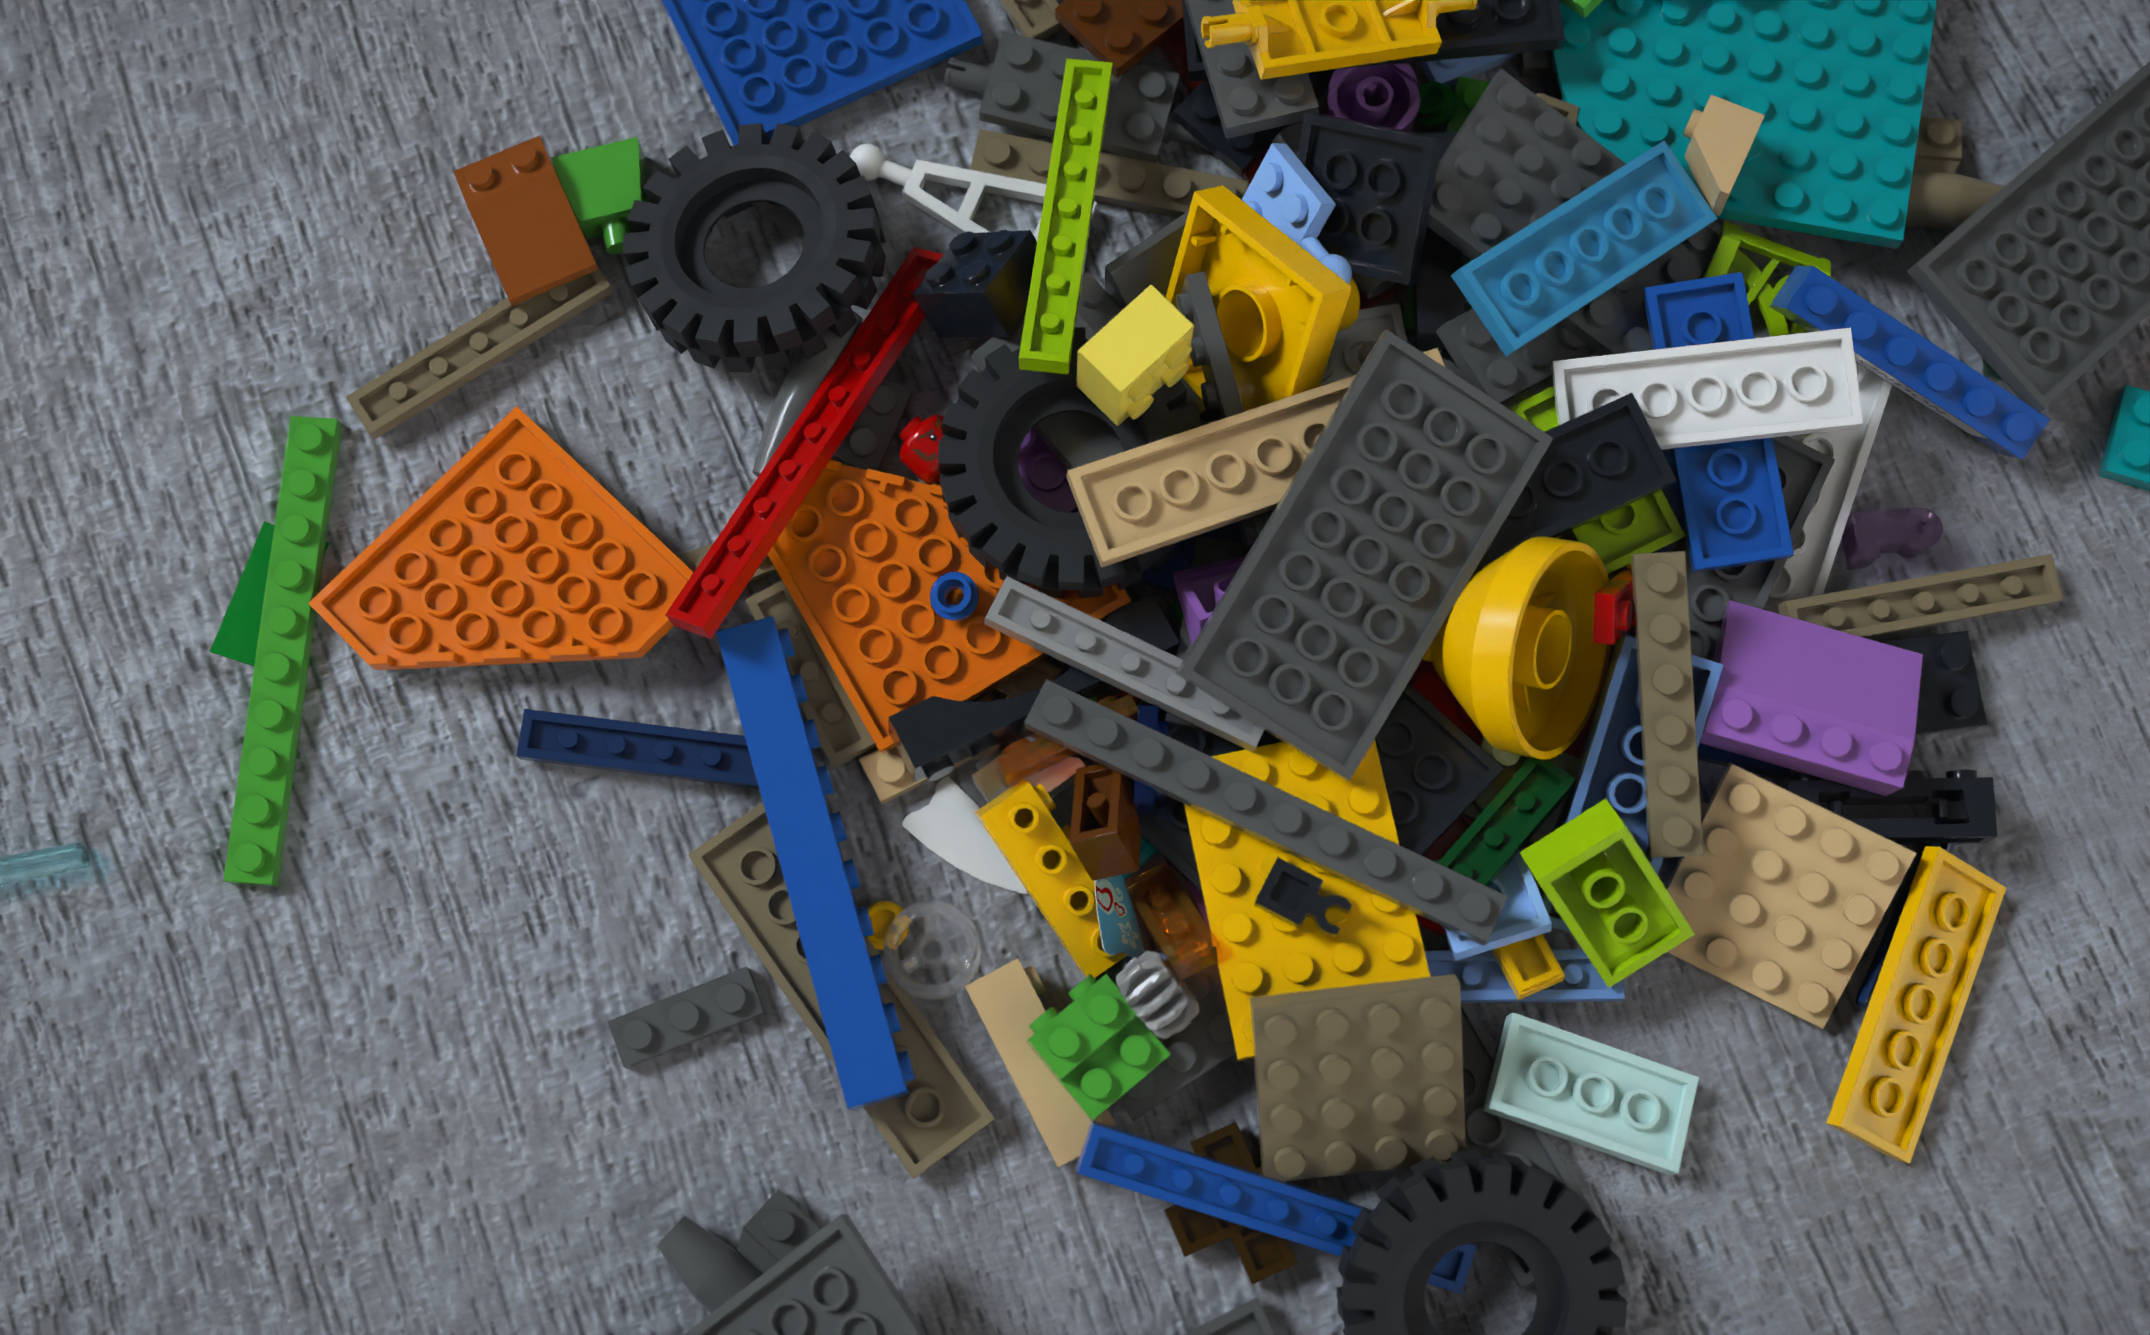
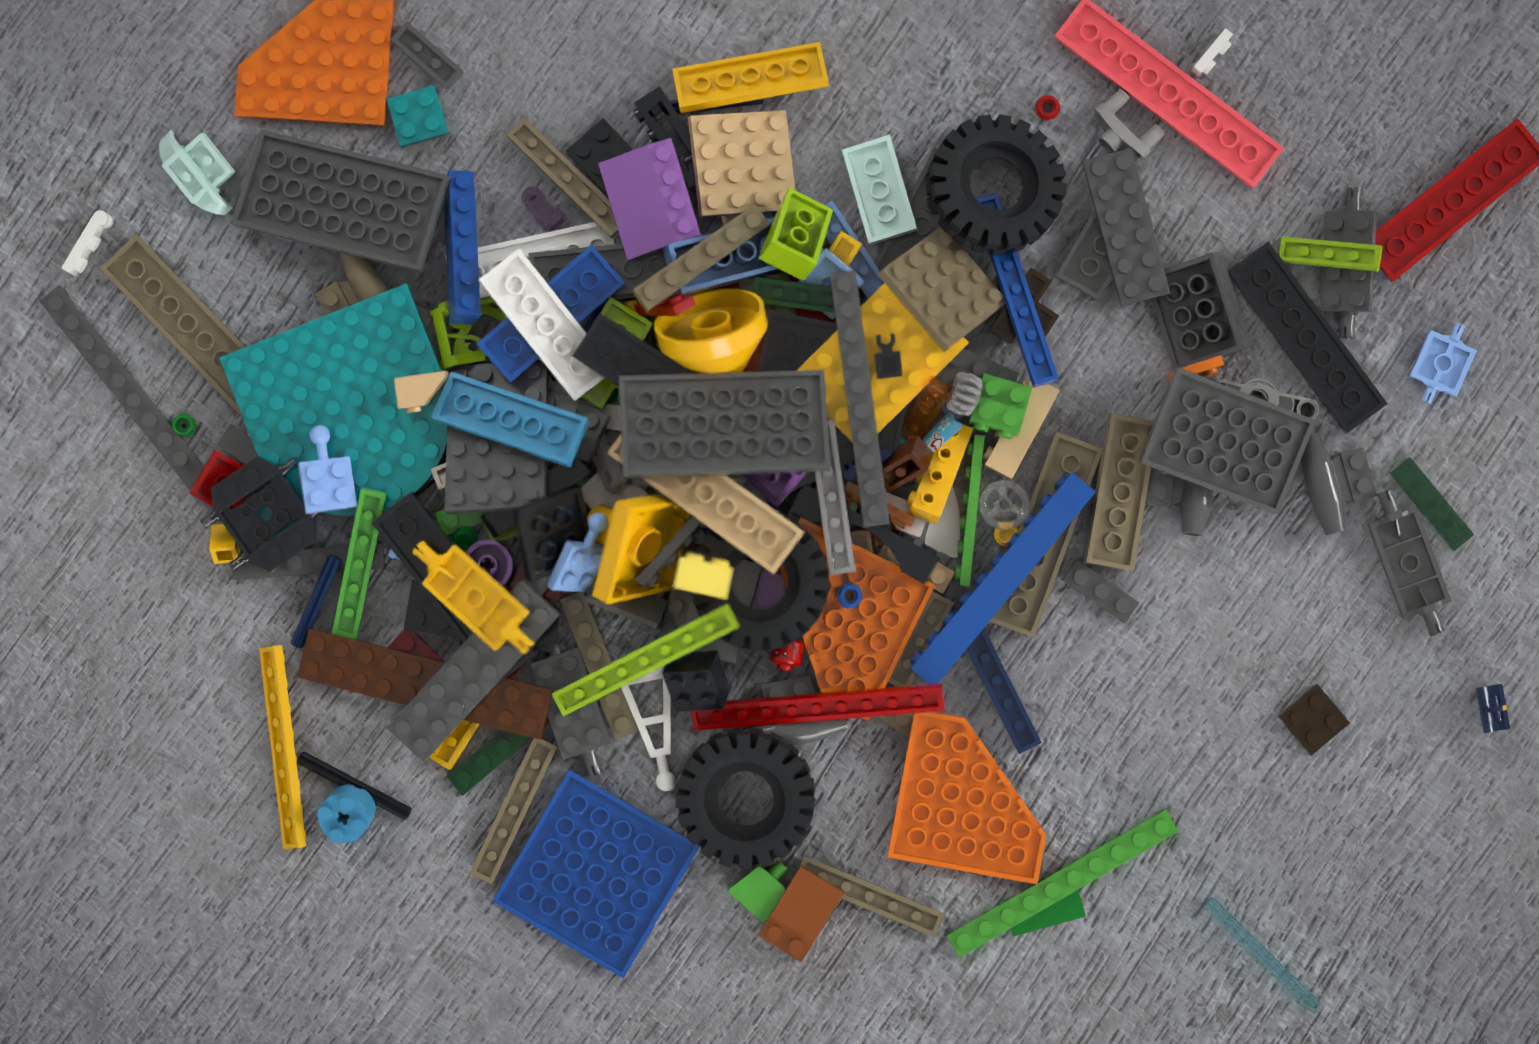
camera: 125 degrees left, 10 degrees up
(233, 1229) = (1313, 719): none -> dark brown plate
(820, 1153) = (1119, 494): none -> dark tan plate
(945, 876) = (968, 521): none -> bright green plate

